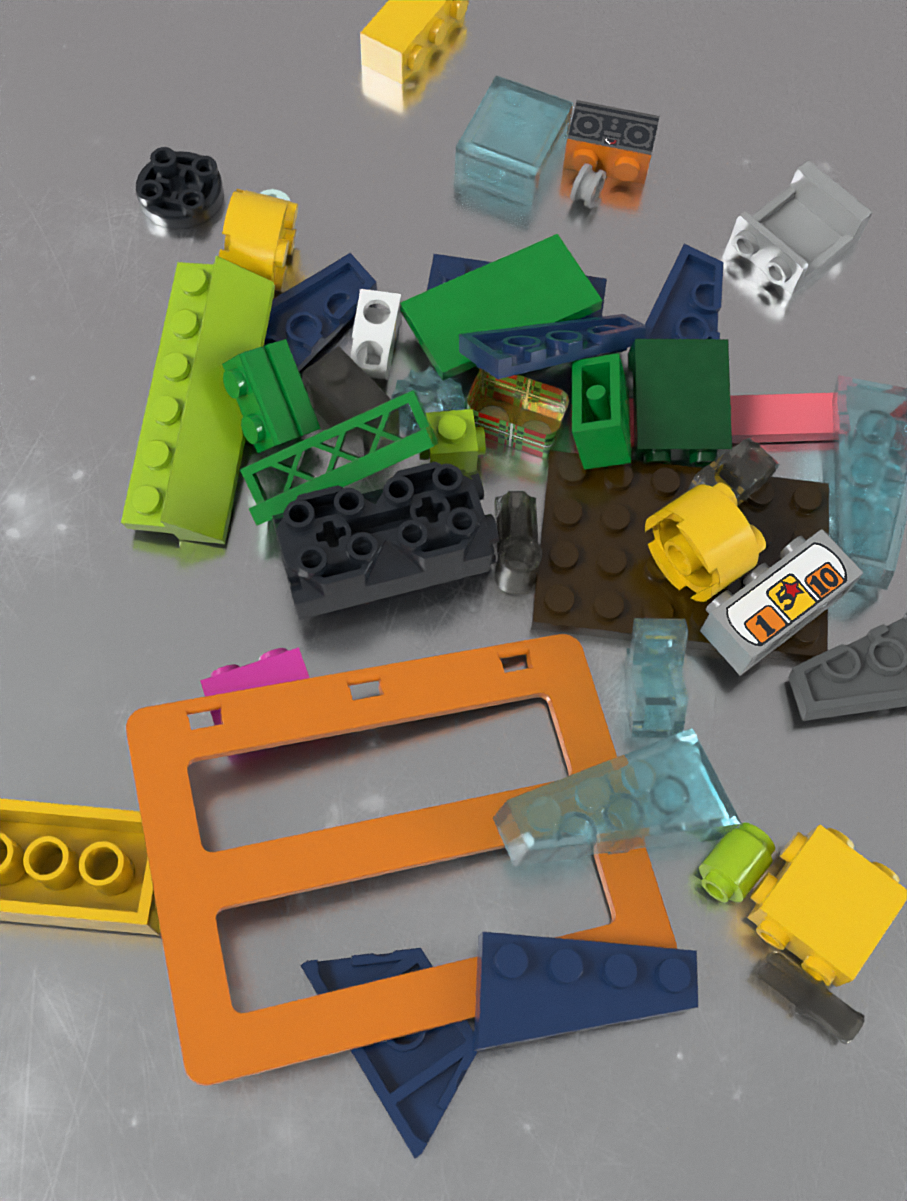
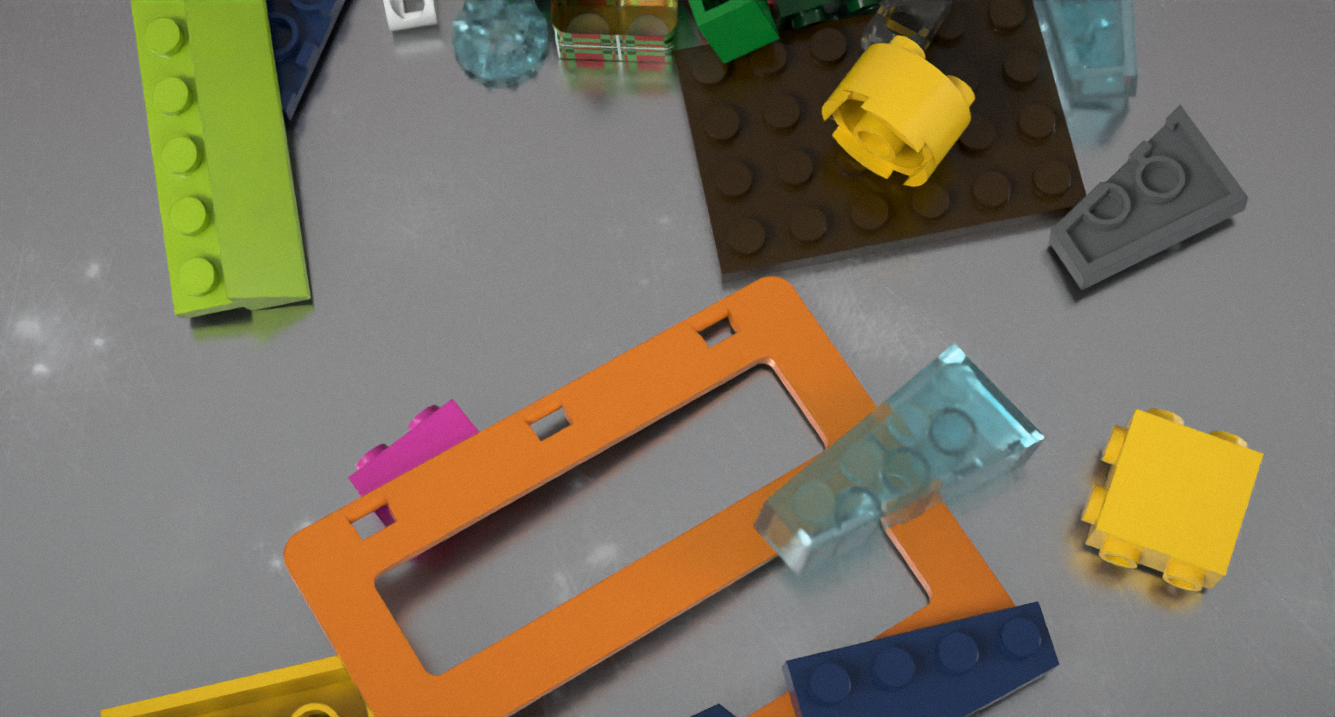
camera: 10 degrees left, 5 degrees up
(270, 396) = (305, 96): green brick -> none
(342, 391) = (407, 70): clear smoke brick -> none
(348, 473) = (434, 166): green fence -> none
(385, 542) = (513, 234): black brick -> none
(457, 438) = (549, 84): lime brick -> none
(518, 541) = (669, 180): clear smoke piece -> none
(655, 678) = (891, 297): clear light blue brick -> none
(737, 863) = (1054, 484): lime brick -> none
(779, 600) = (1010, 153): brick -> none
(811, 997) = (1183, 610): clear smoke axle -> none

